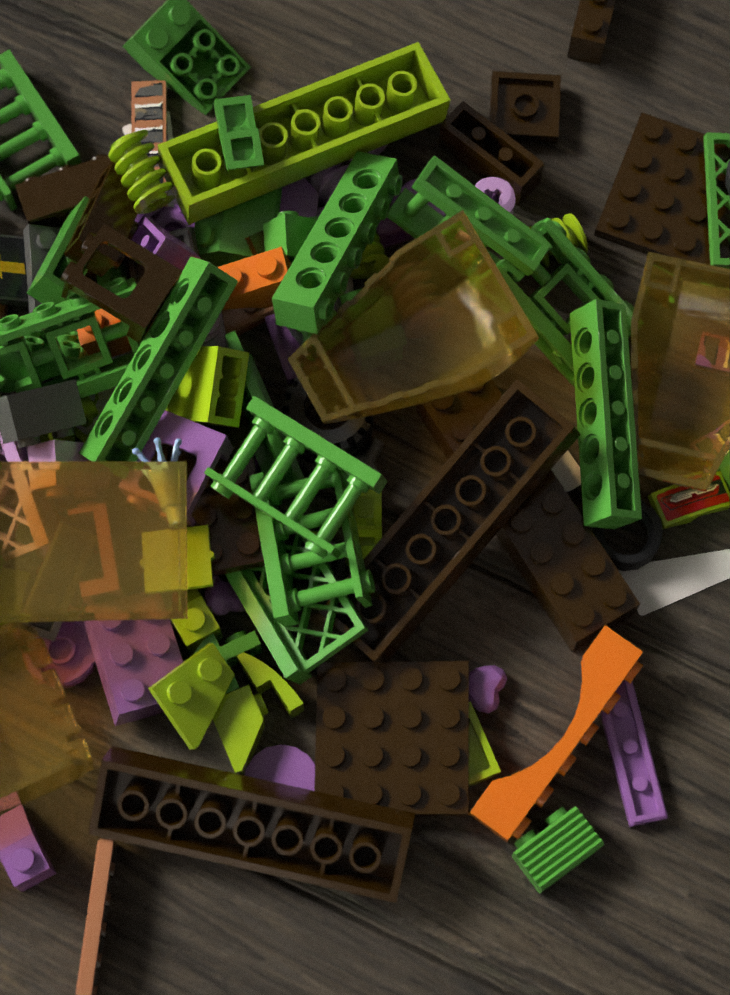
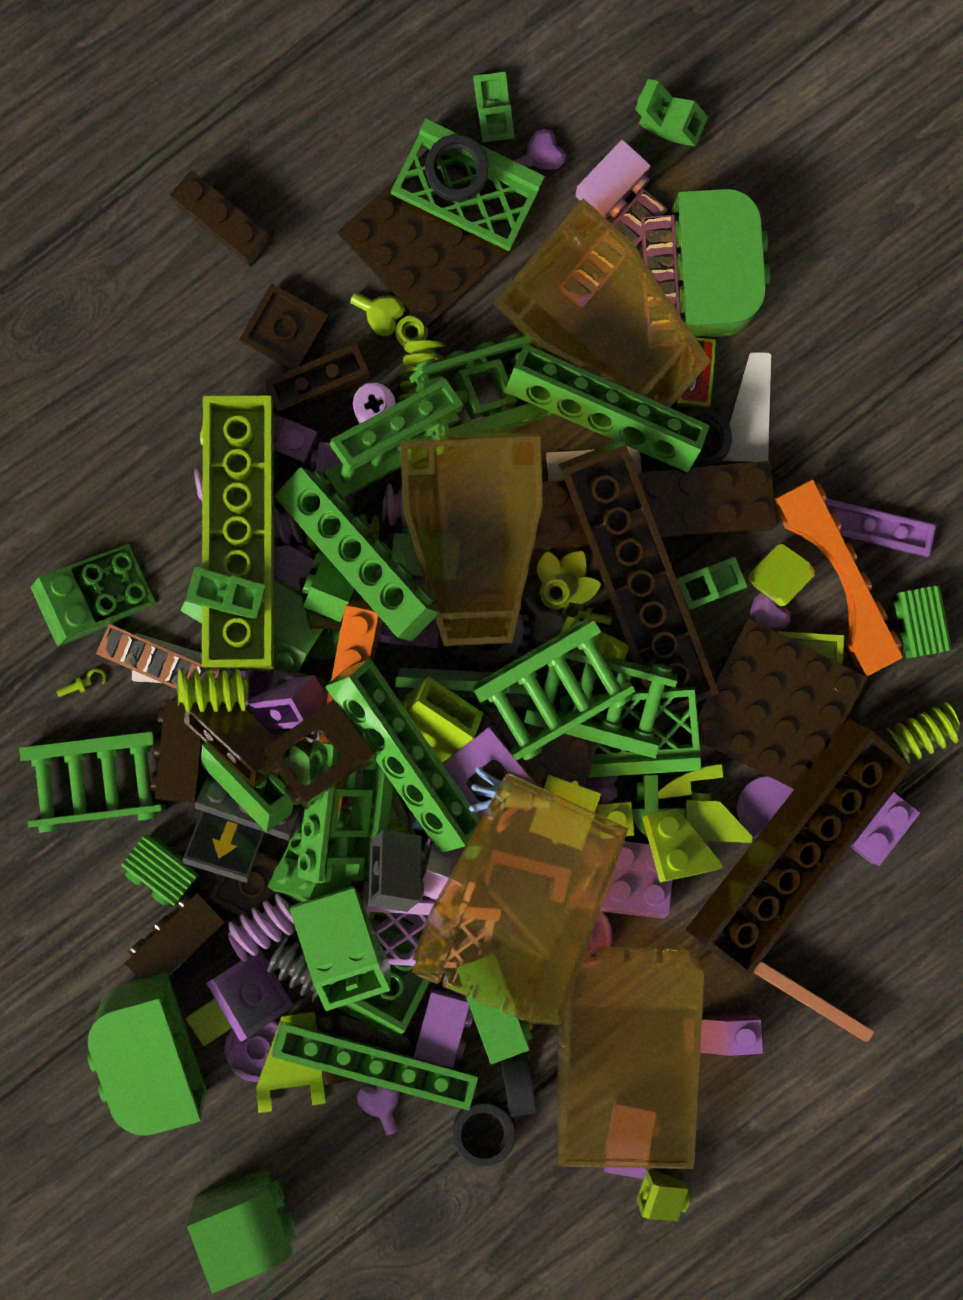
camera: 65 degrees left, 15 degrees up
(96, 83) = (80, 684): none -> lime hand
(316, 909) = (885, 829): none -> medium lavender brick
(391, 509) = (589, 612): none -> lime hand
(418, 150) = (294, 441): none -> medium lavender slope
(419, 465) = (568, 576): none -> lime plate
(438, 906) = (925, 732): none -> lime piece
(477, 605) = (711, 583): none -> bright green brick
(530, 677) = (781, 575): none -> lime piece
(587, 184) = (380, 312): none -> lime rock
(588, 212) = (410, 322): none -> lime plate

